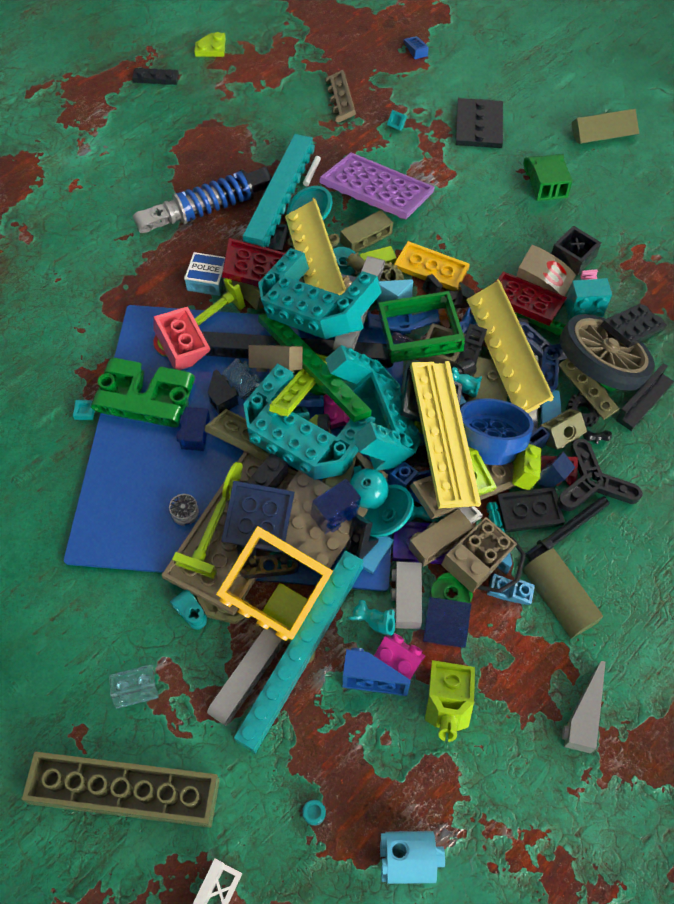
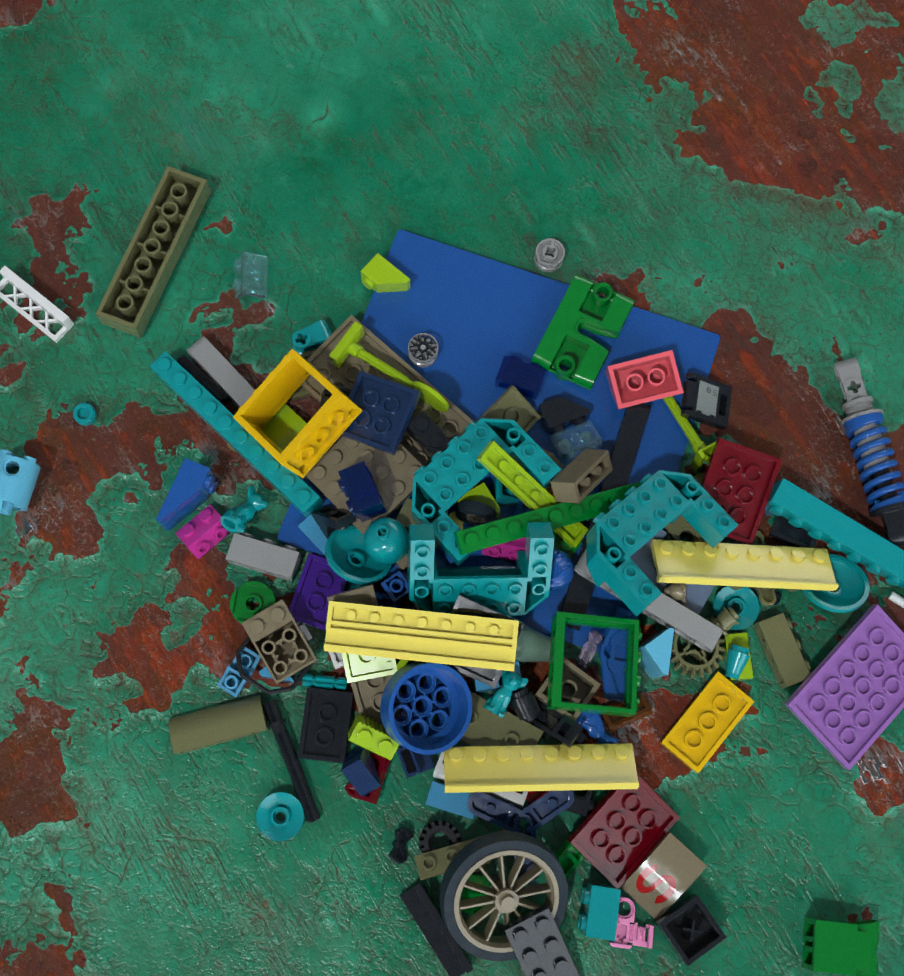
camera: 100 degrees right, 15 degrees up
(73, 434) = (549, 255): none -> light grey wheel
(83, 410) = (580, 267): teal plate -> none
(116, 558) = (383, 276): none -> lime slope
(187, 297) = (704, 400): none -> black container
(205, 274) = (752, 429): piece -> none
(249, 702) = (202, 378): none -> black axle
(385, 253) = (736, 660): none -> teal cone
(432, 285) = (671, 711): black plate -> none
(440, 537) = (310, 604): dark tan brick -> none
(447, 622) = (222, 589): clear blue slope -> none
(450, 698) = (144, 566): lime plate -> none
(461, 295) = (648, 743): black slope -> none
(565, 428) = (415, 801): olive brick -> none
(583, 725) = (79, 693): light grey slope -> none
(606, 484) = (329, 828): black piece -> none
(619, 518) = (267, 816): none -> teal dish

